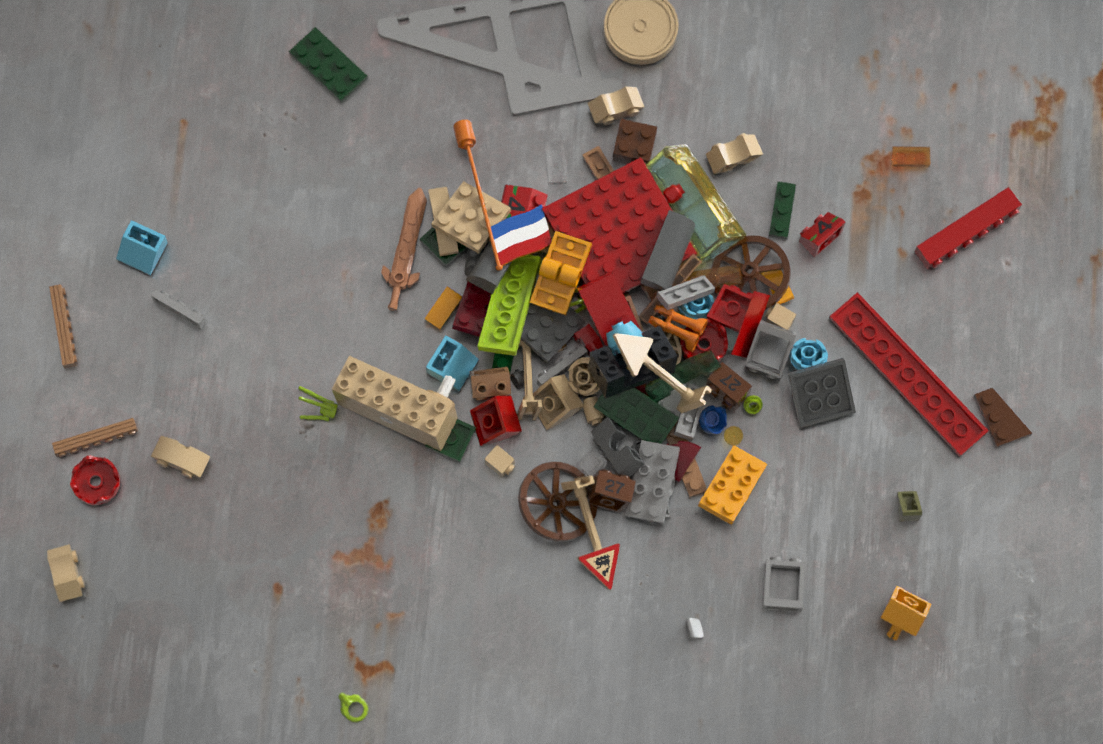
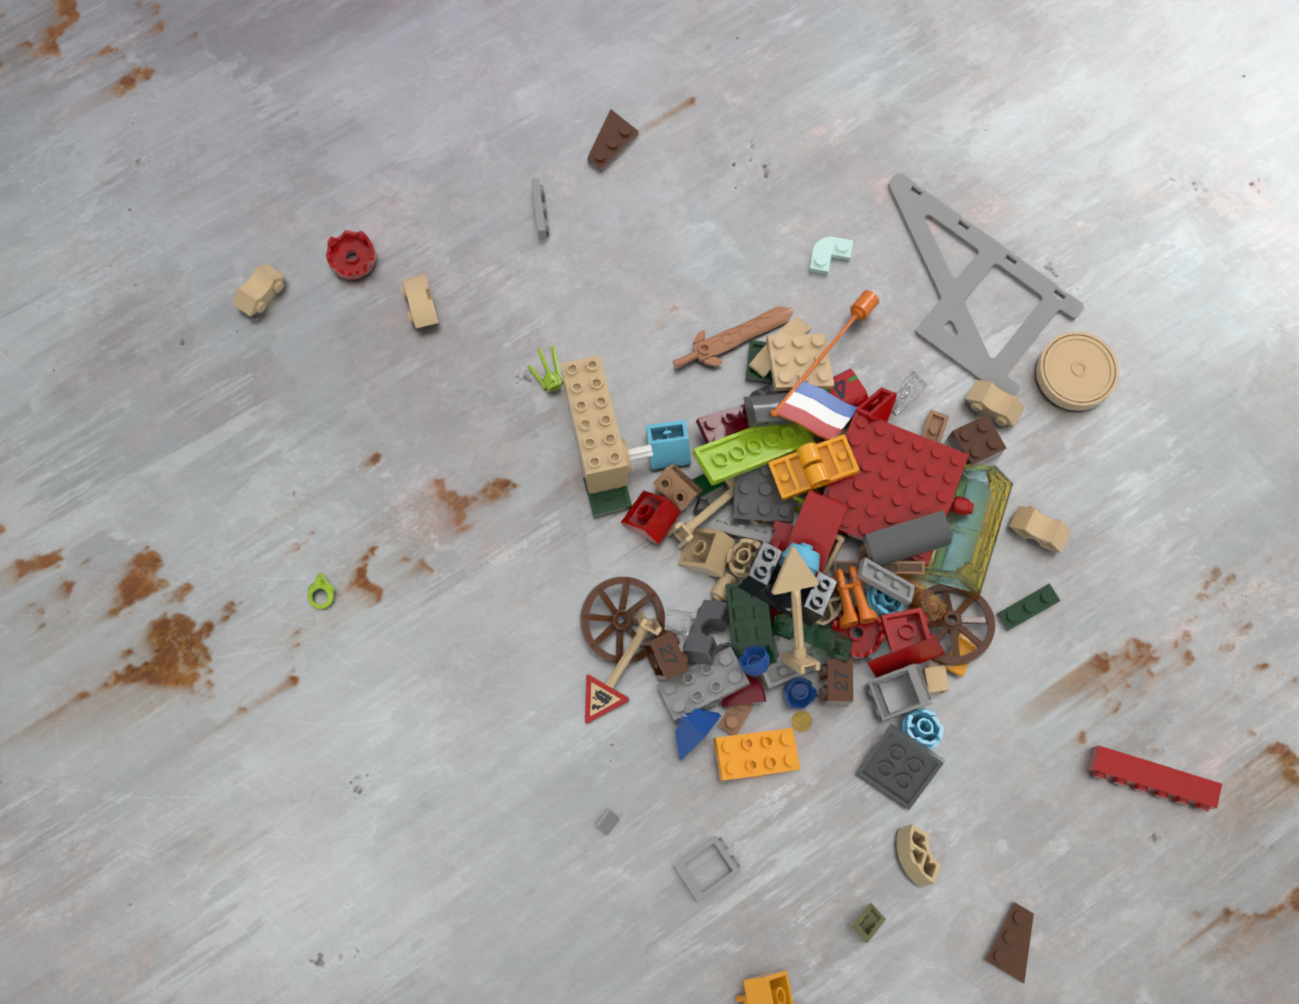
camera: 50 degrees right, 0 degrees up
(63, 326) = (456, 139): medium nougat piece -> none
(95, 437) = (386, 229): medium nougat piece -> none
(141, 247) = (564, 144): medium azure slope -> none
(166, 209) = (611, 141): none -> reddish brown wing
(328, 64) = (830, 165): dark green plate -> none
(394, 122) = (825, 250): none -> light aqua plate
(443, 307) = (709, 402): light orange slope -> none
(500, 461) = (619, 547): tan brick -> none
(551, 189) = (878, 405): none -> red slope
(667, 430) = (754, 661): none -> blue hair
(680, 514) = (693, 729): none -> blue slope
(753, 409) = (838, 719): lime plate -> none
(822, 233) = (1037, 655): red slope -> none
(891, 433) = (916, 855): none -> tan brick
(908, 374) = (981, 831): red plate -> none
(910, 156) = (1171, 677): clear orange plate -> none

